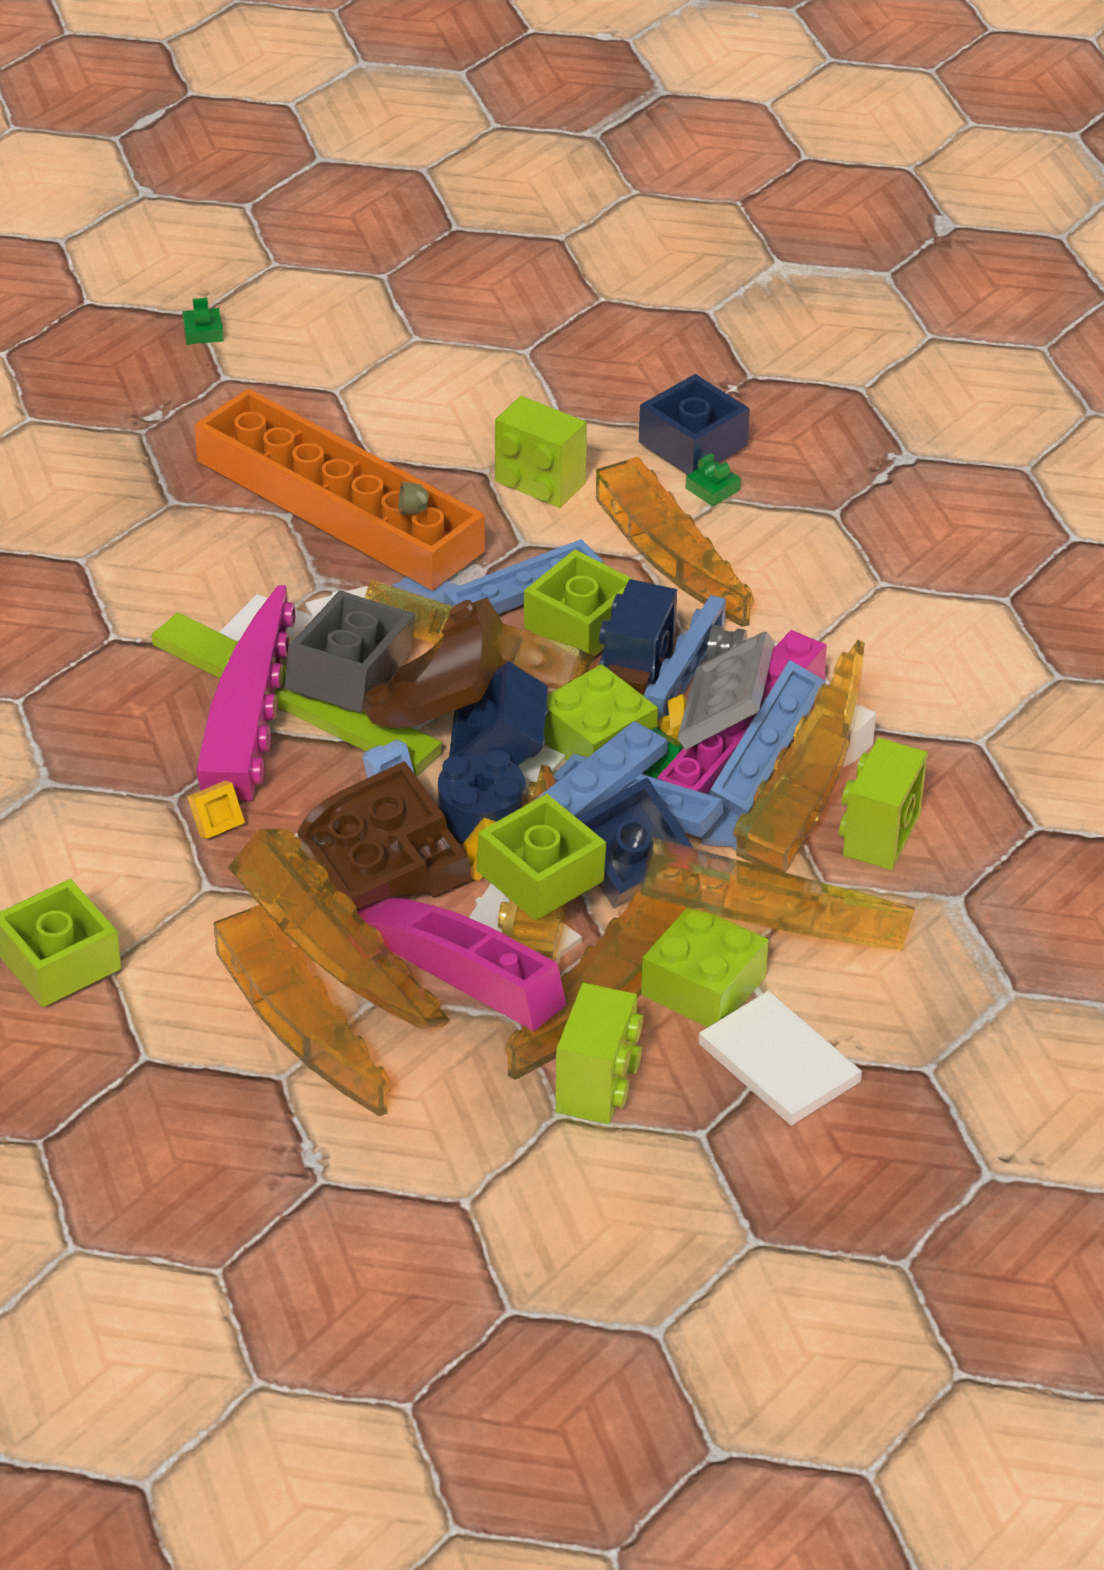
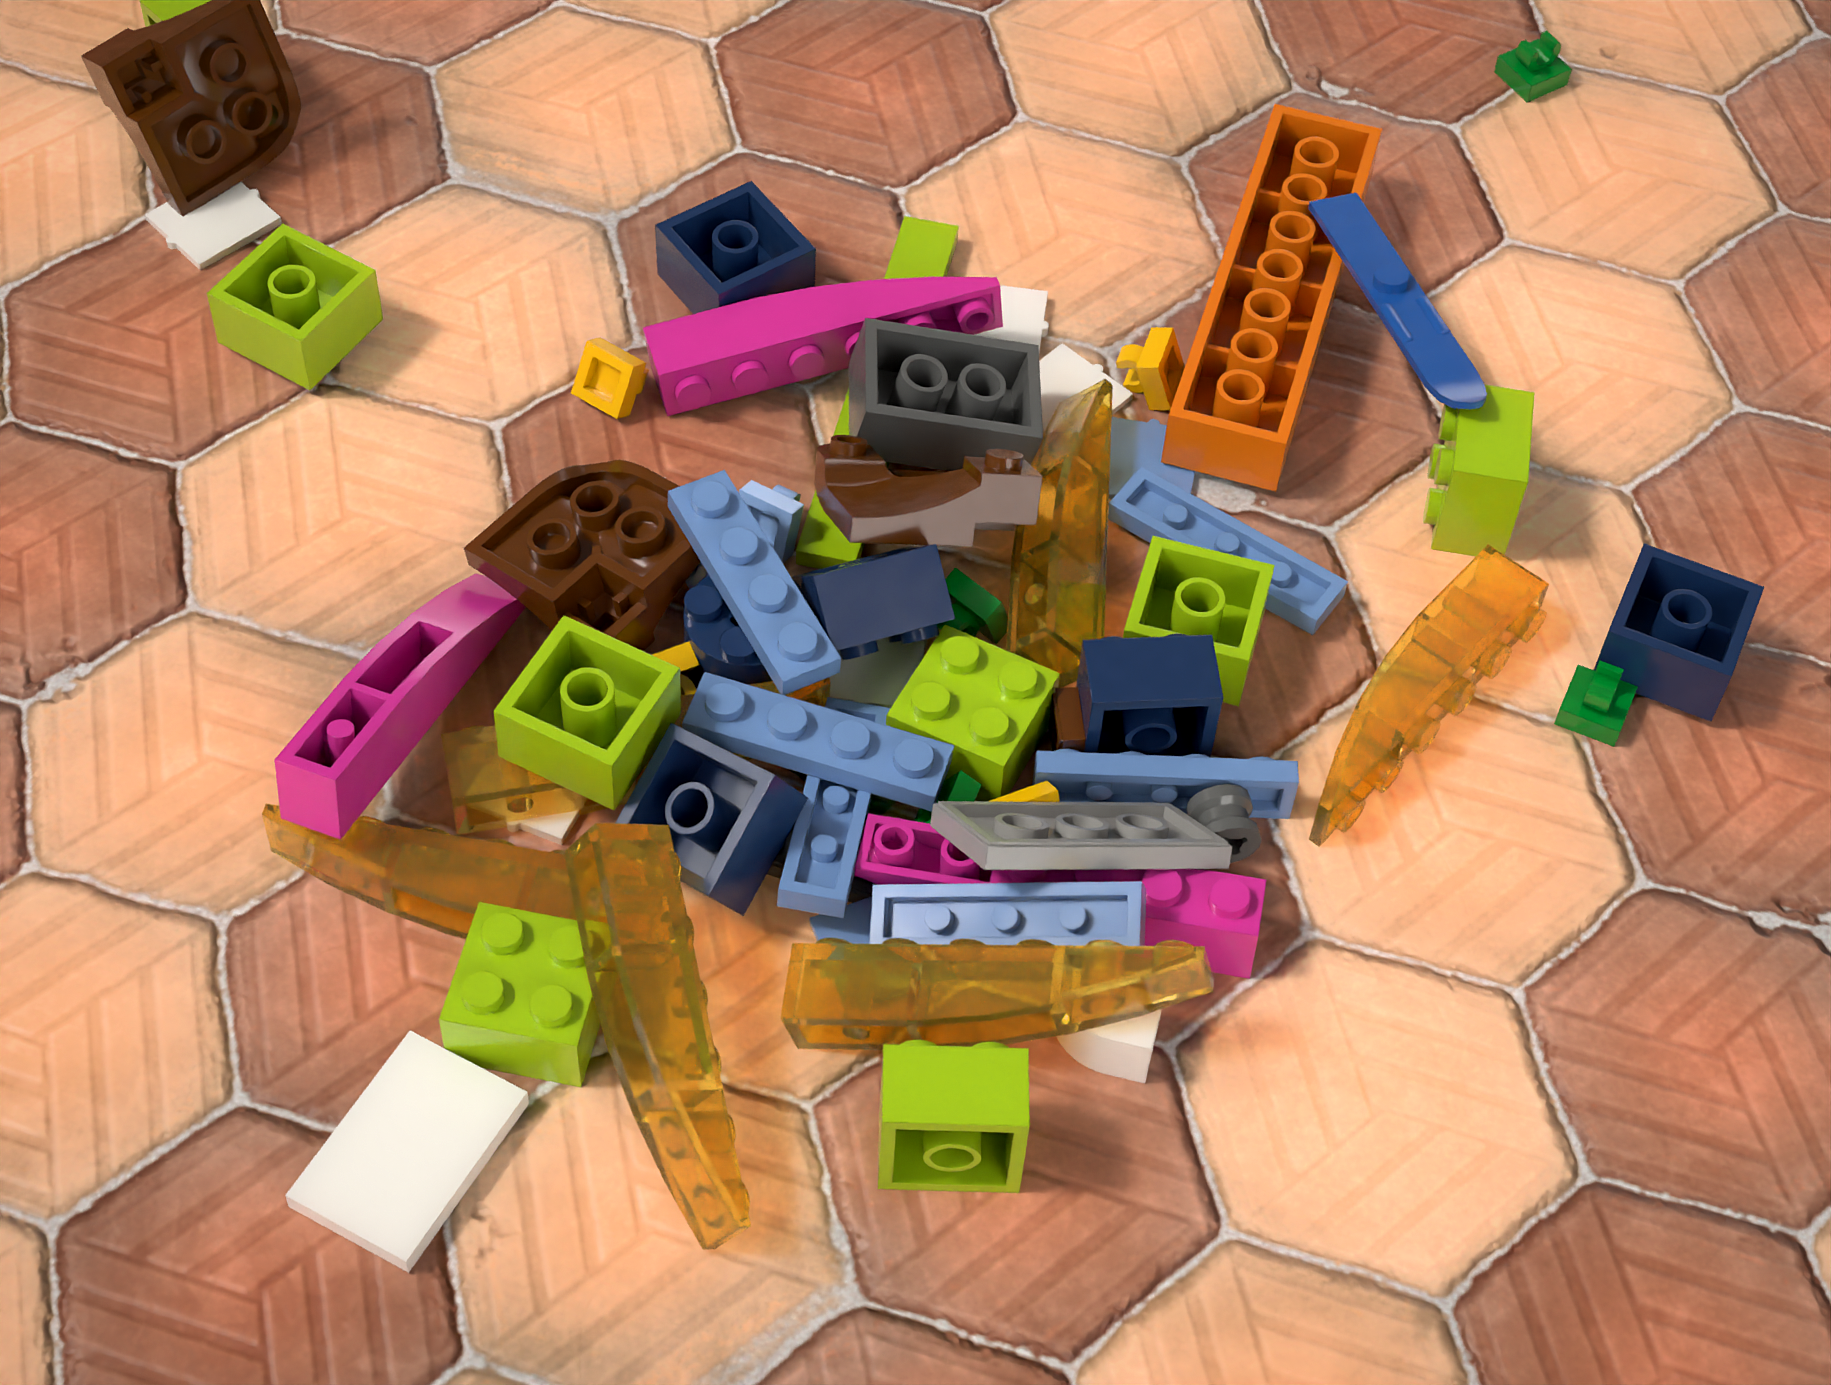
camera: 65 degrees right, 10 degrees up
(155, 715) = (732, 251): none -> dark blue brick
(297, 1006) = (290, 570): clear yellow slope -> none
(329, 928) = (417, 542): clear yellow slope -> none
(362, 563) = (1154, 368): none -> yellow tile
(406, 424) = (1400, 302): none -> blue piece
(412, 498) = (1247, 350): olive hinge -> none
(470, 762) = (754, 583): none -> medium blue plate
(597, 1053) = (282, 908): lime brick -> none

